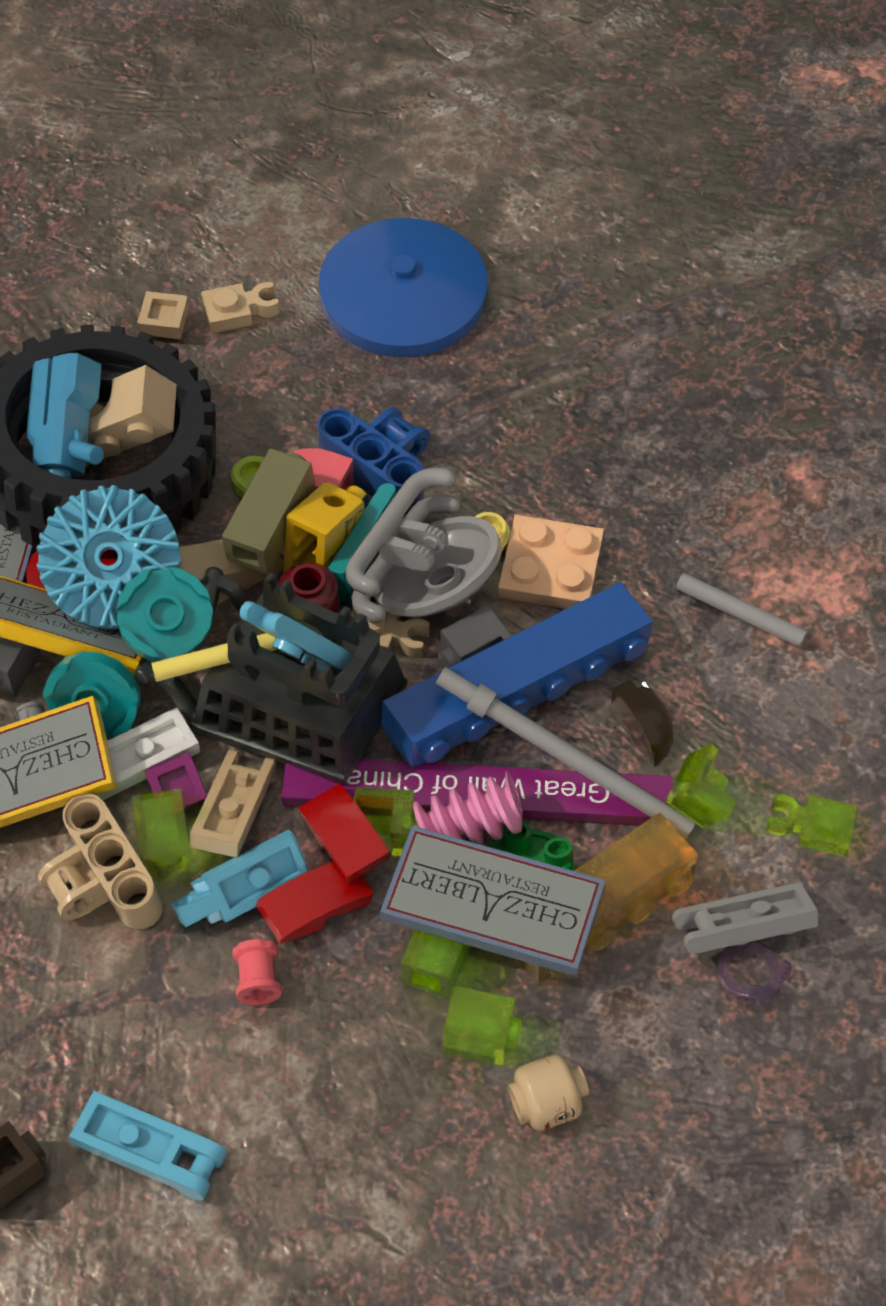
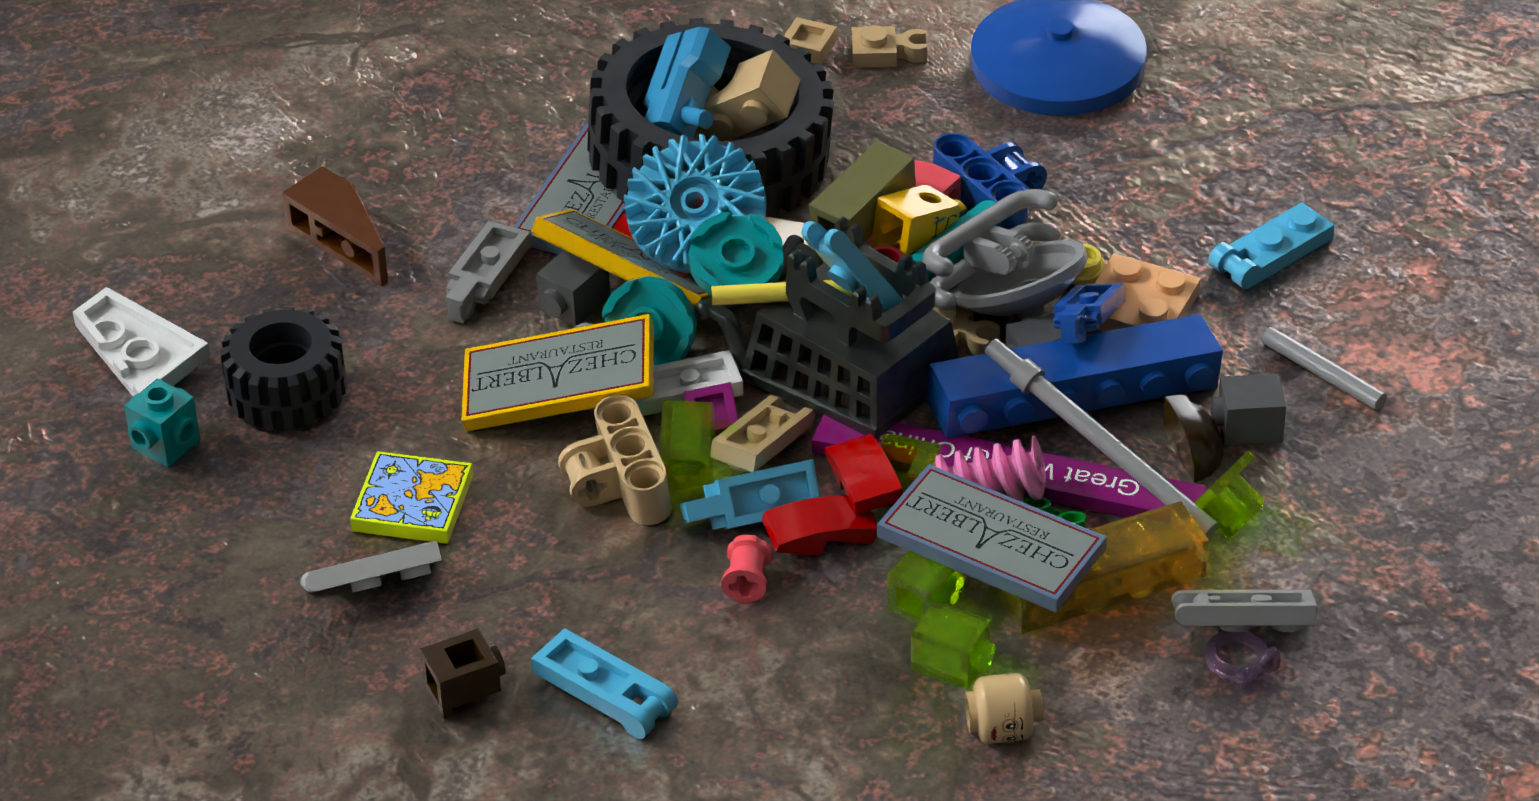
camera: 15 degrees right, 15 degrees down
(514, 602) = (1085, 309): none -> blue hinge
(658, 475) = (1272, 246): none -> medium azure plate
(690, 678) = (1250, 409): none -> dark grey brick
(822, 822) = (1345, 553): clear neon green plate -> none

